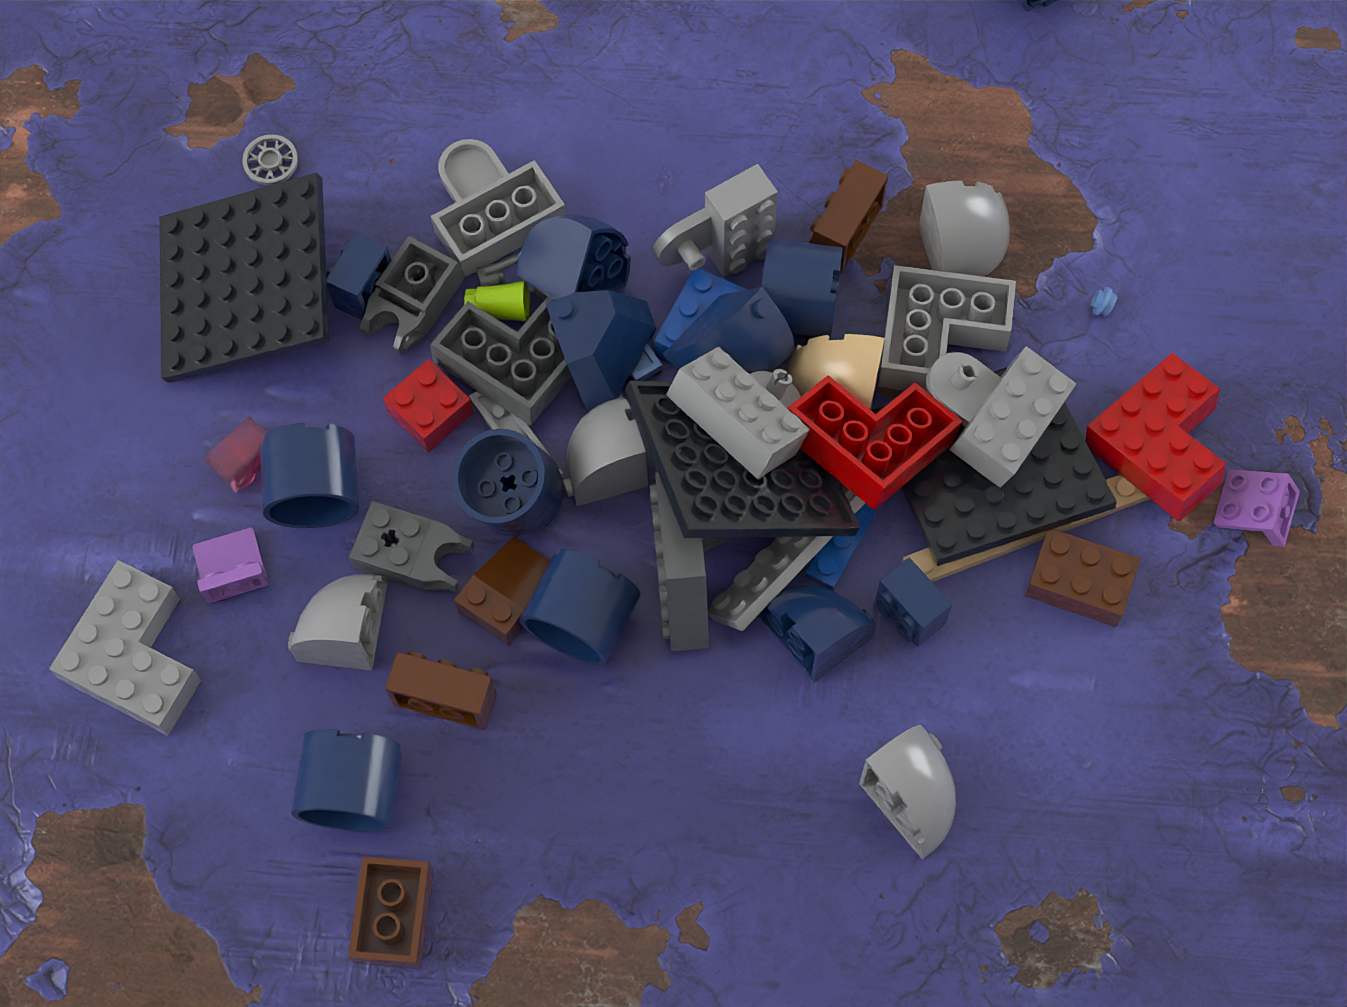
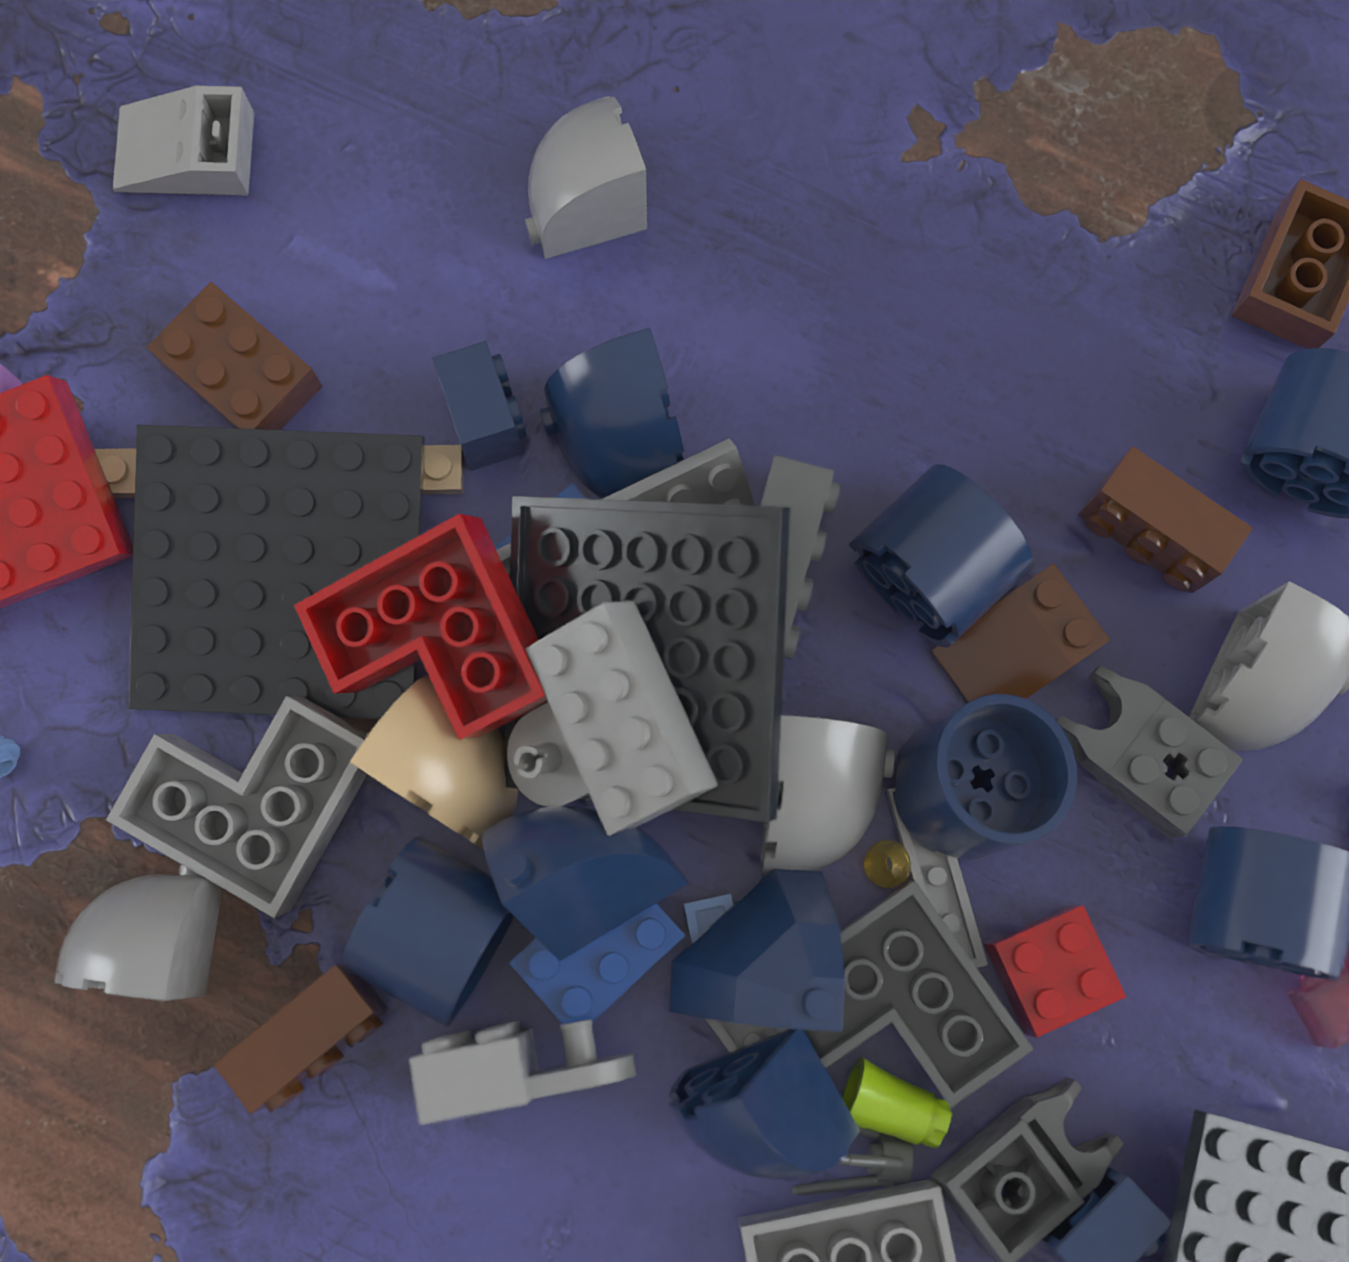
camera: 165 degrees left, 10 degrees up
(548, 430) = (876, 864): none -> clear yellow plate
(999, 413) = (230, 610): light grey brick -> none
(1193, 712) = (186, 143): none -> light grey slope

